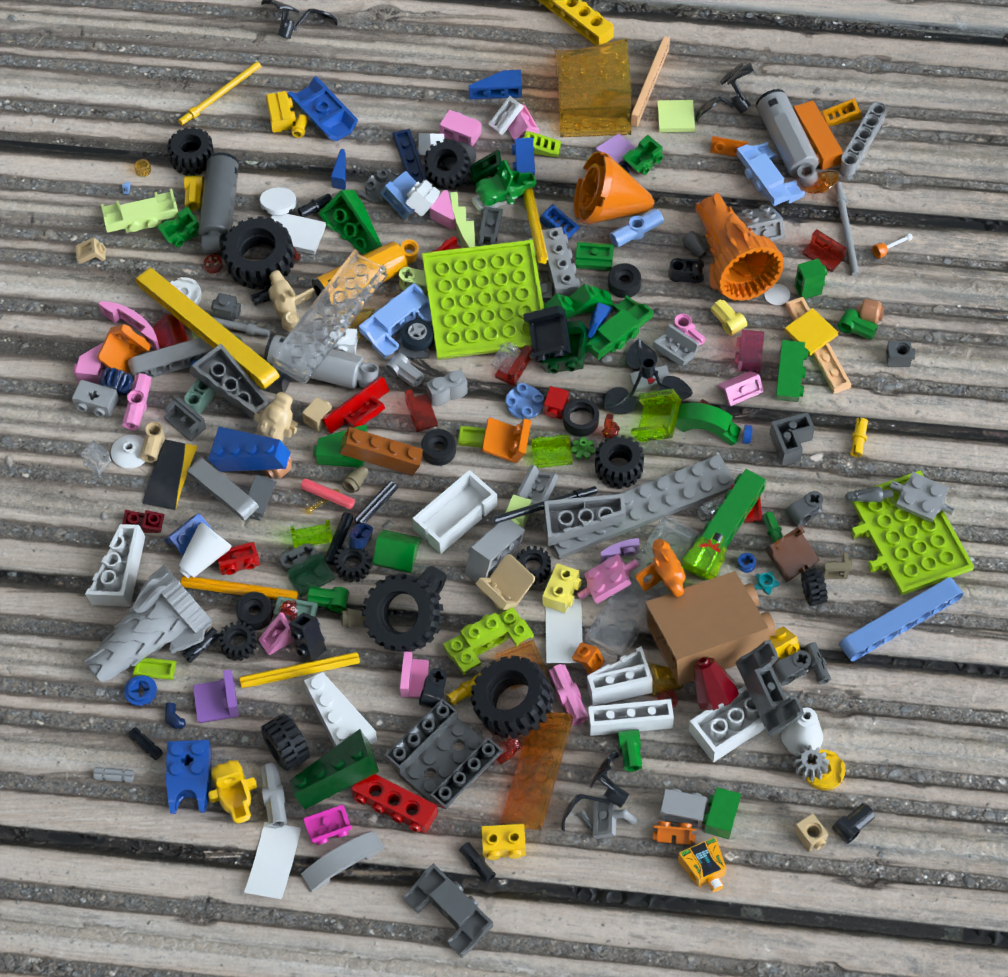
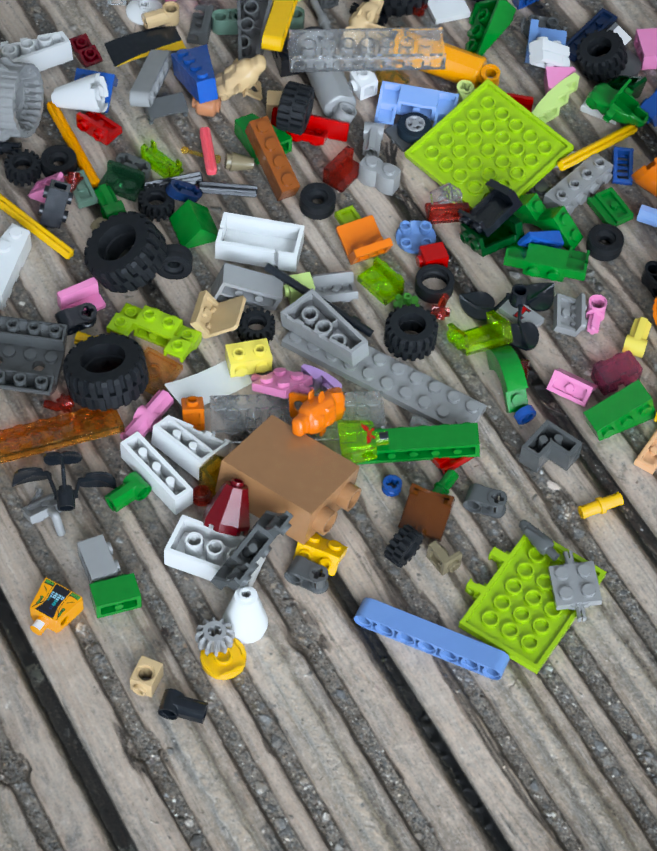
camera: 50 degrees right, 5 degrees down
(350, 402) = (295, 107): none -> black tyre
(490, 225) = (571, 120): dark grey hinge -> none
(665, 831) = (75, 574): orange hinge -> none
(761, 578) = (380, 508): teal plate -> none
(818, 663) = (329, 593): dark grey pin -> none

